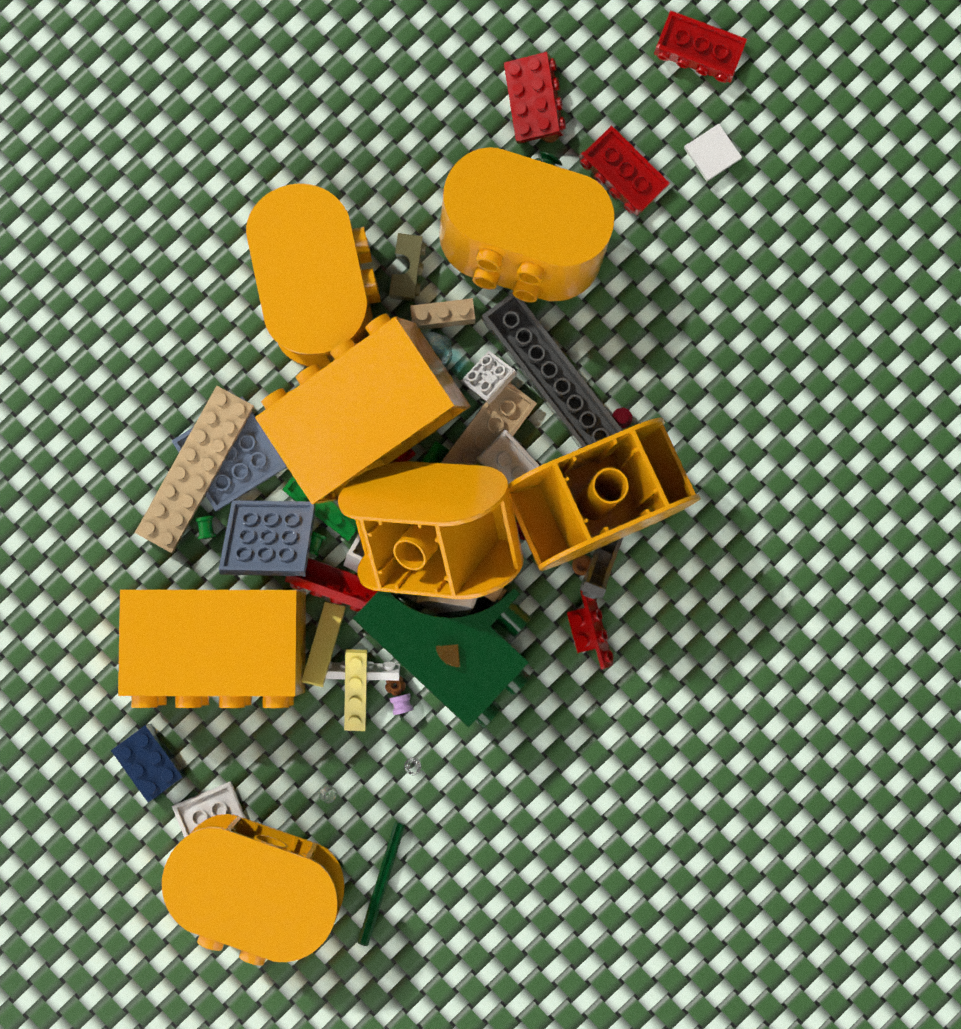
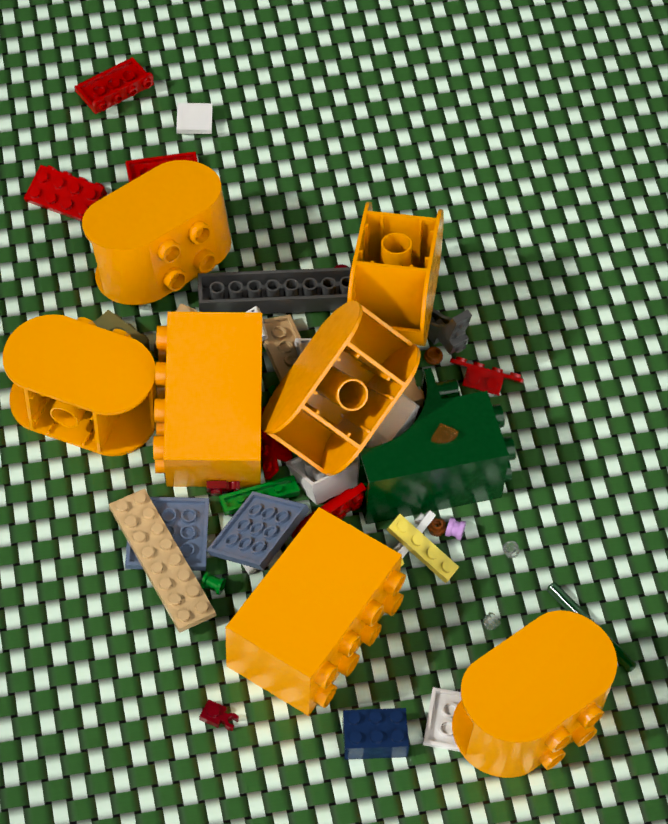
camera: 60 degrees left, 30 degrees down
(85, 613) = (216, 714): none -> dark red plate

